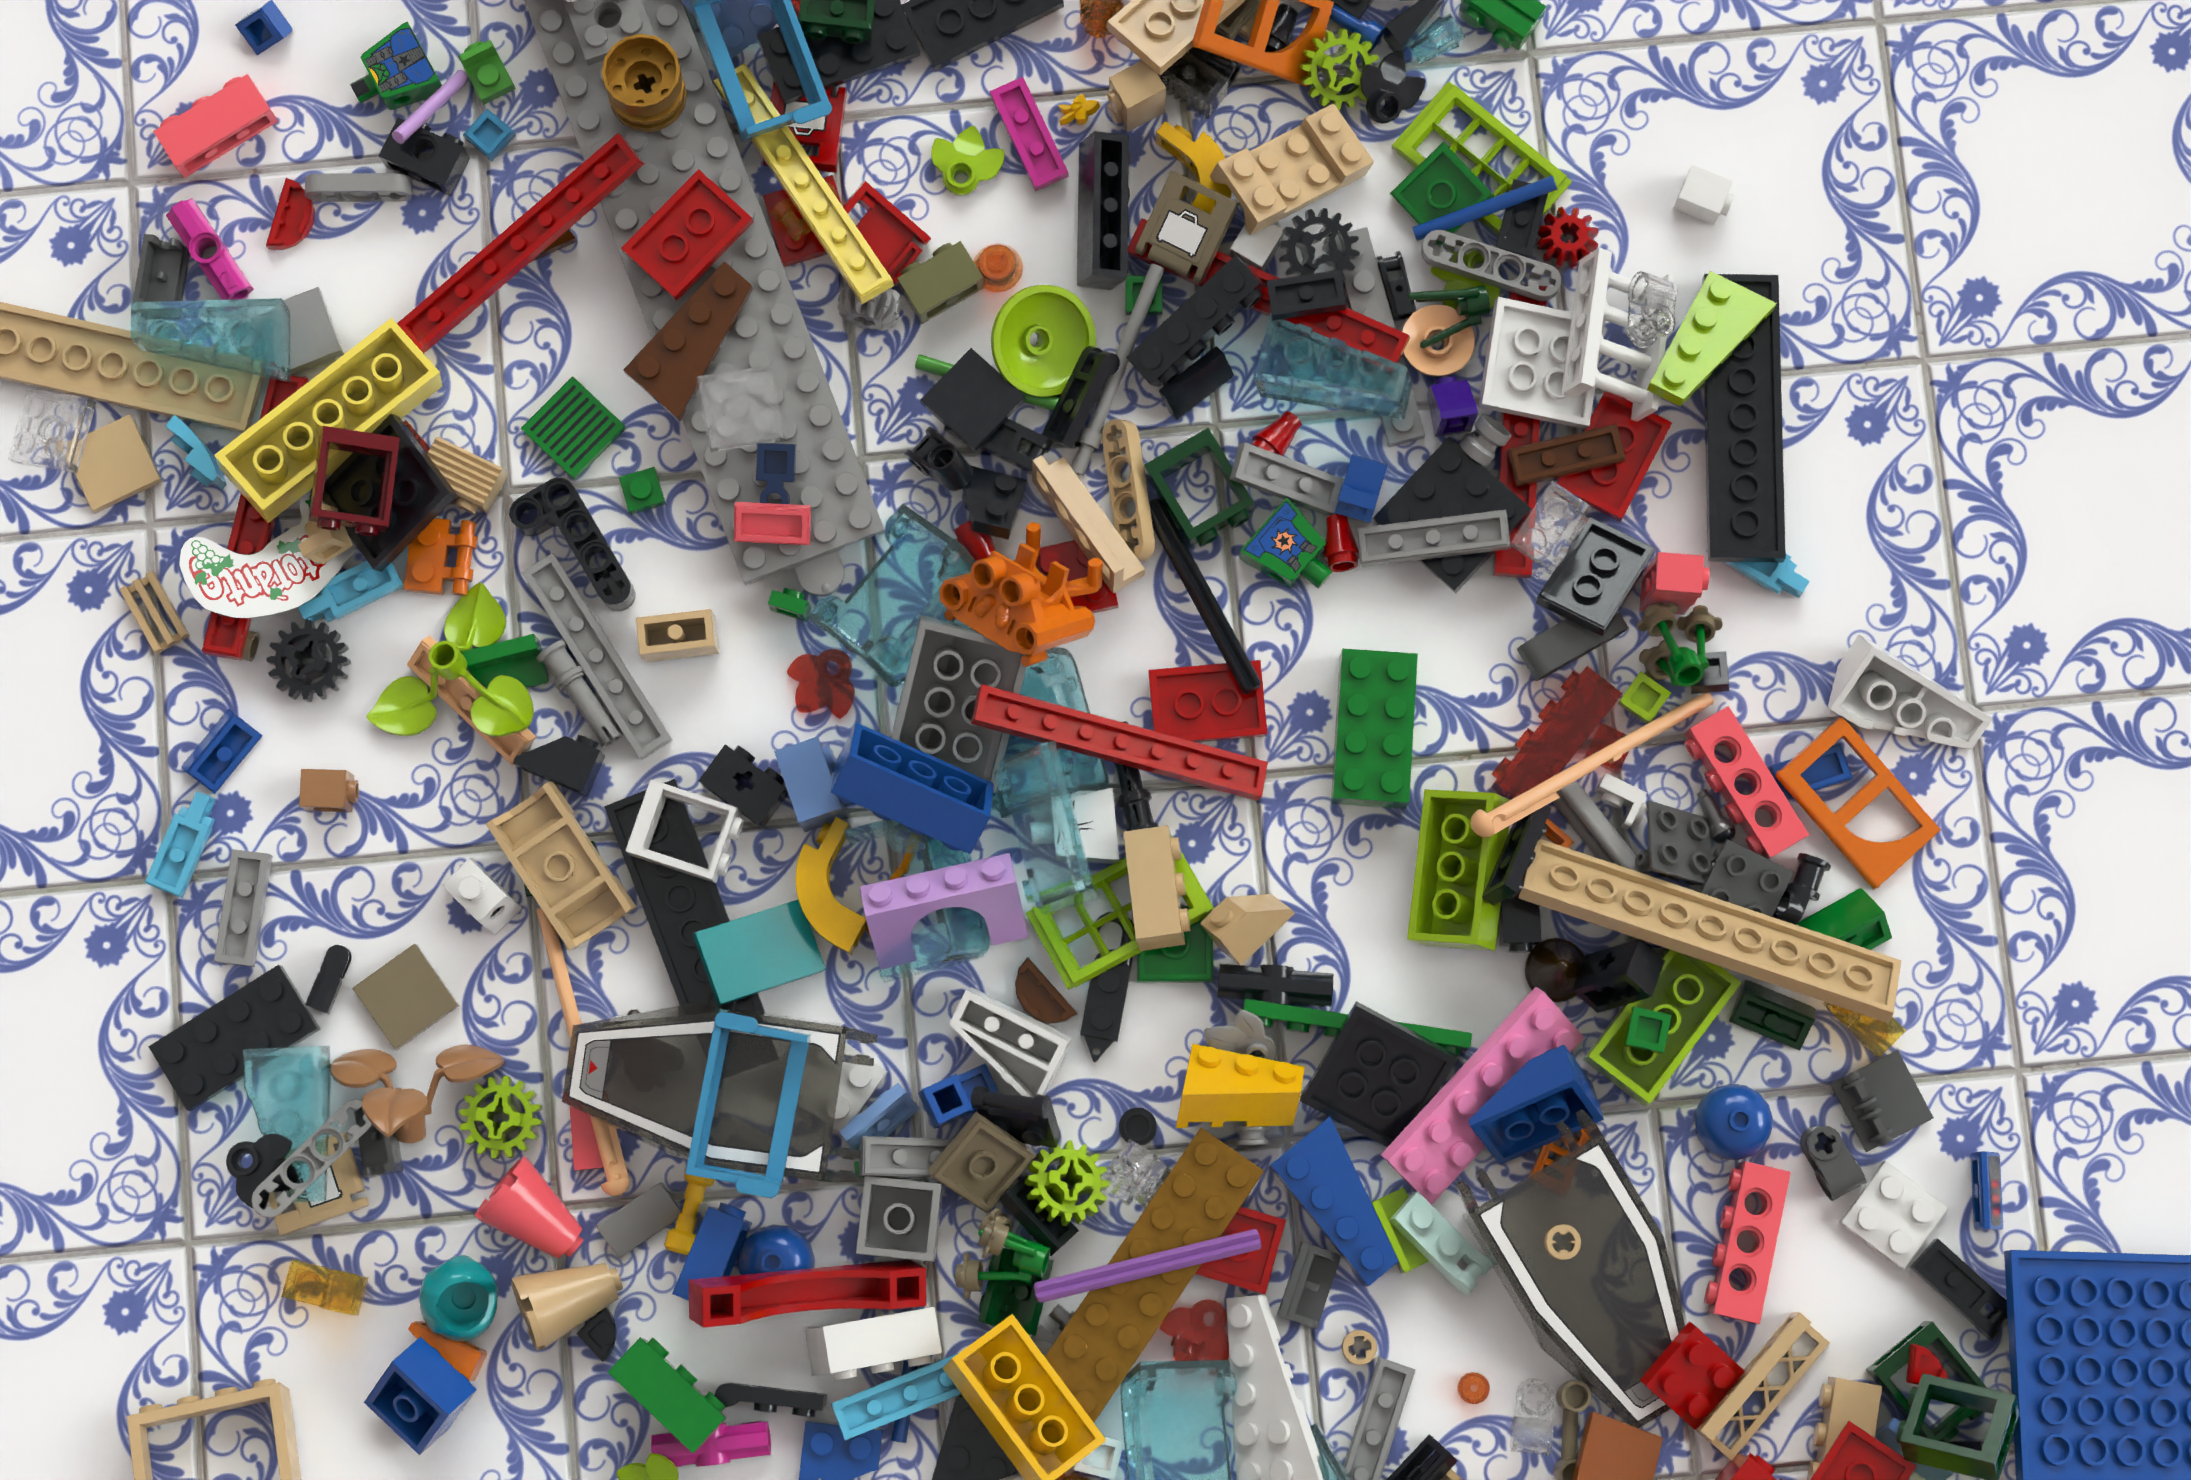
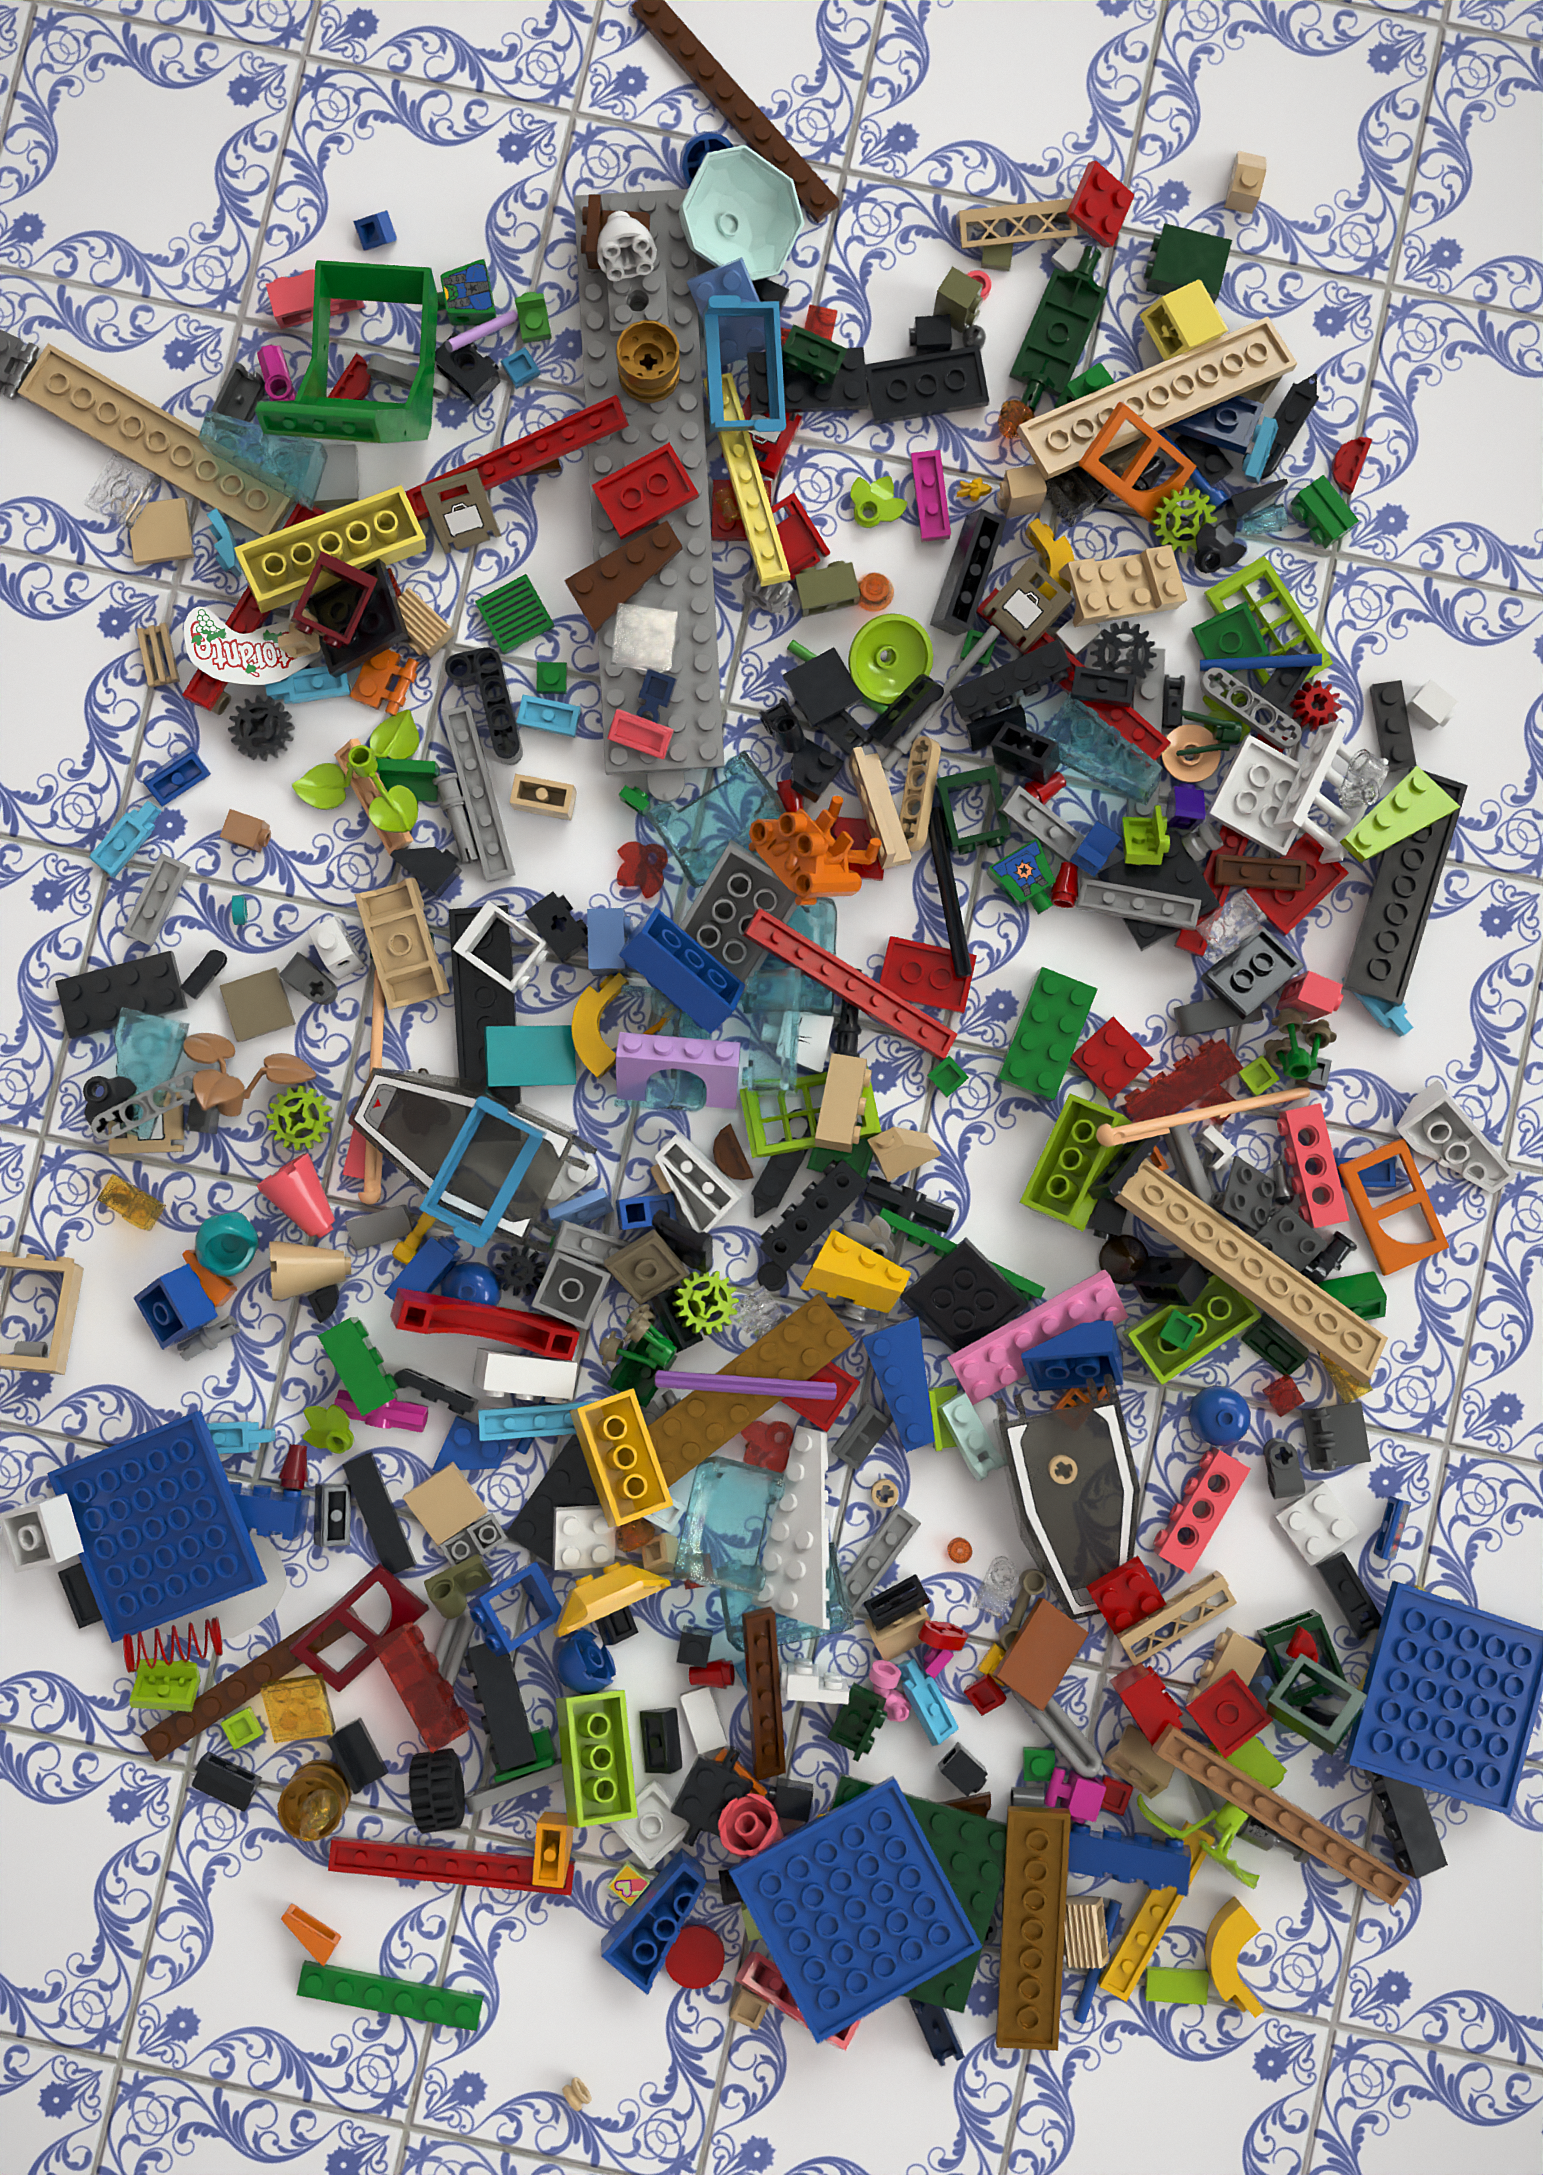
camera: 15 degrees right, 5 degrees up
(314, 258) = (360, 420): none -> green window
(349, 888) = (239, 910): none -> teal tile
(456, 945) = (306, 978): none -> dark grey piece
(471, 1424) = (208, 1338): none -> light grey pin
(477, 334) = (462, 518): none -> dark tan container
(653, 537) = (548, 716): none -> medium azure plate
(832, 1205) = (524, 1261): none -> black gear
(965, 1050) = (660, 1179): none -> tan tile
(1164, 1034) = (814, 1214): none -> black brick
(1240, 401) = (1025, 753): none -> black brick
(1272, 817) = (947, 1076): none -> green plate
(1415, 458) = (1145, 838): none -> lime bracket
(1462, 733) = (1111, 1058): none -> red plate
(1667, 232) = (1393, 725): none -> black plate
(1802, 1072) = (1283, 1395): none -> clear red plate

